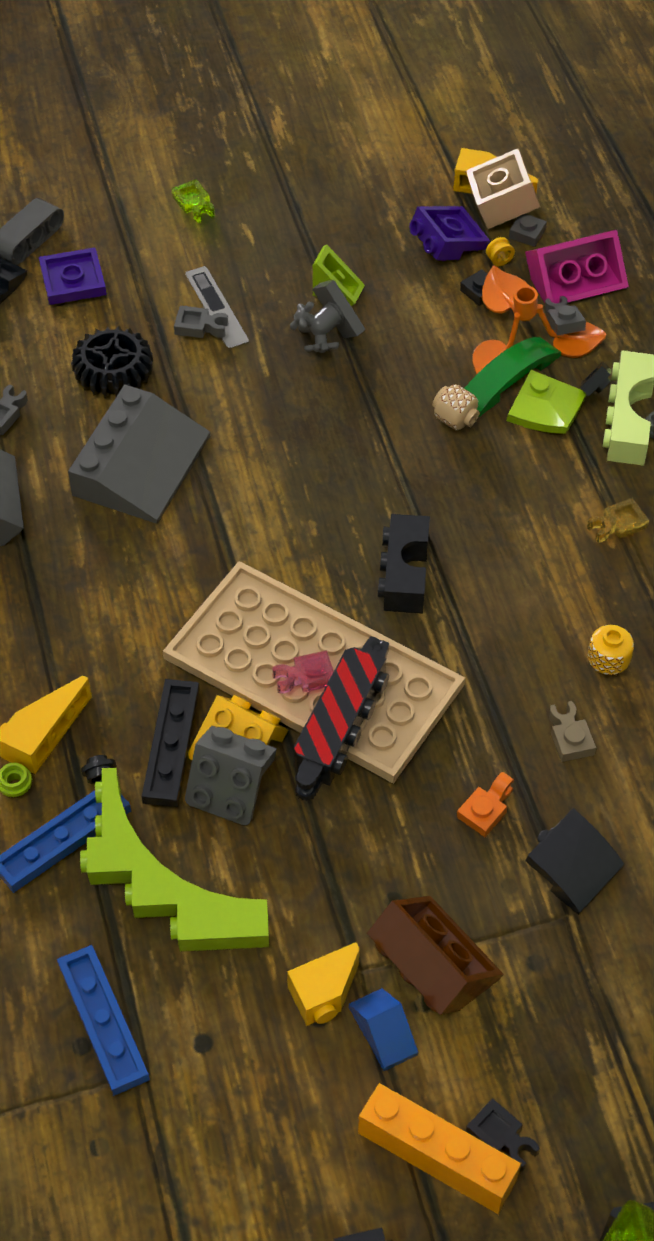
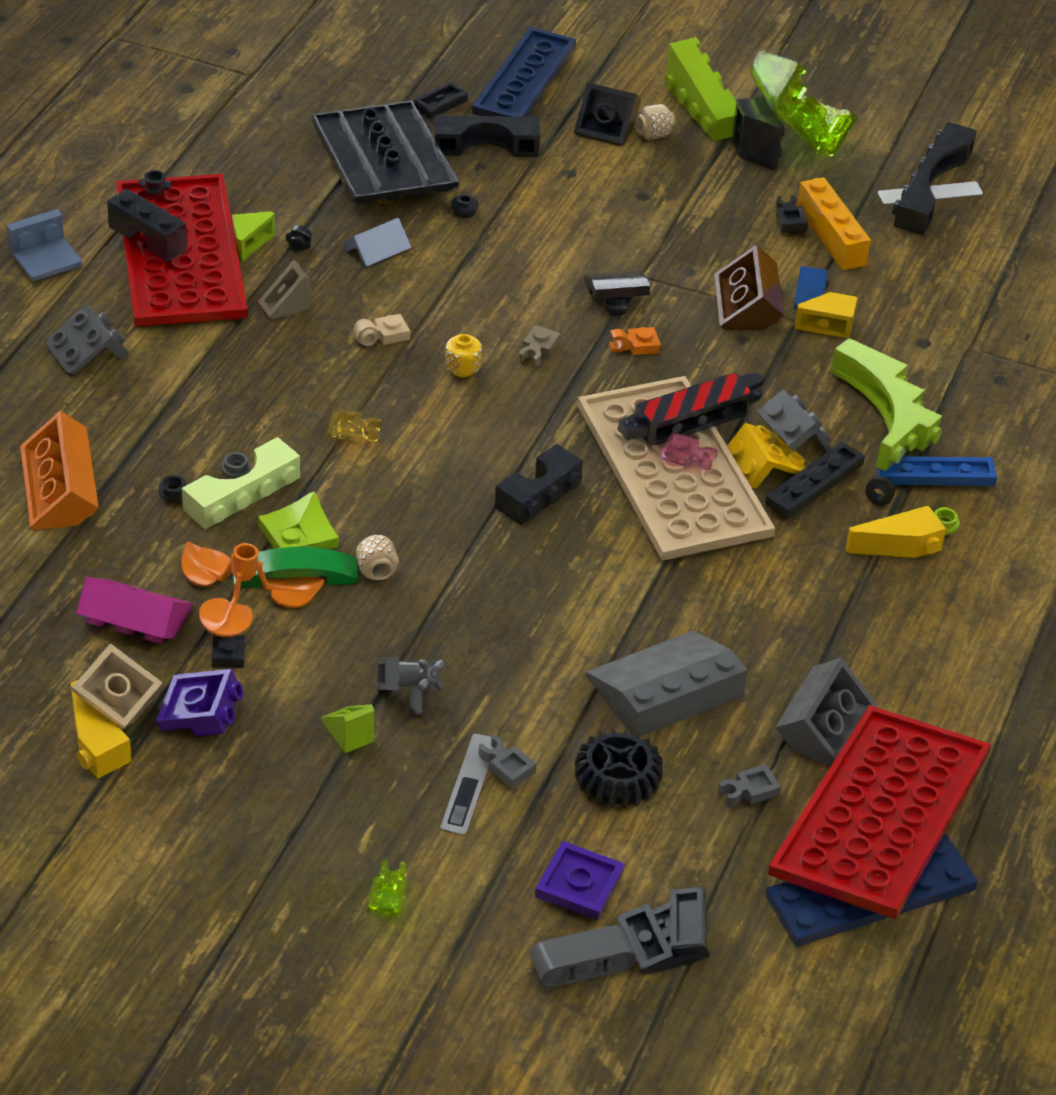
camera: 145 degrees left, 10 degrees down
(103, 1020) = (980, 374): blue plate -> none
(500, 251) = (177, 661): yellow bush -> none
(564, 318) = (201, 572): dark grey plate -> none
(597, 379) = (245, 510): black plate -> none

